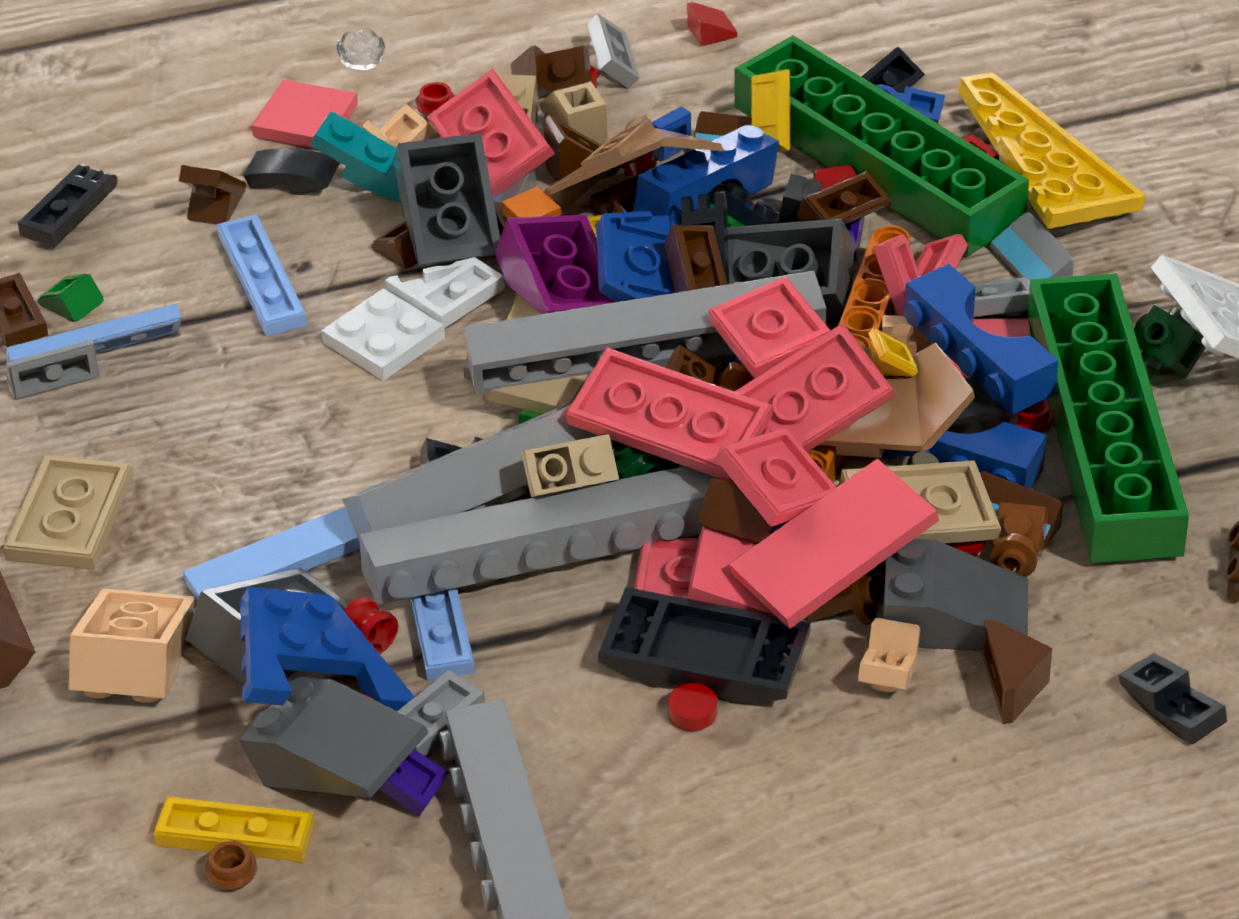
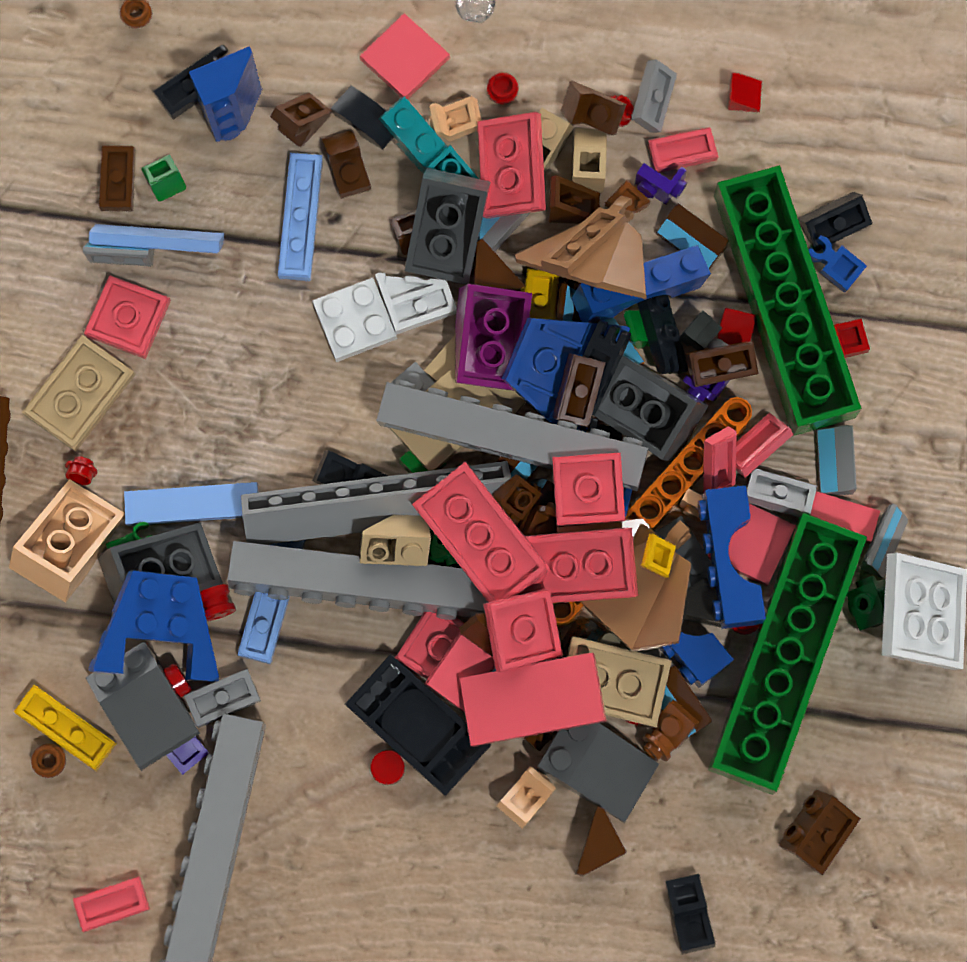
camera: 25 degrees right, 35 degrees up
(95, 424) = (127, 317): none -> coral tile
(111, 175) = (228, 92): none -> blue slope
(119, 581) = (80, 470): none -> red plate
(291, 215) = (346, 164): none -> reddish brown slope
(530, 204) = (499, 266): orange tile -> none
(659, 103) = (656, 185): none -> dark purple bracket
(674, 86) = (683, 150): none -> coral tile
(675, 121) = (649, 211): blue tile -> none
(772, 106) = (722, 238): yellow tile -> none
(1064, 176) = (901, 381): yellow wing -> none
(1135, 286) = (884, 540): none -> light grey slope

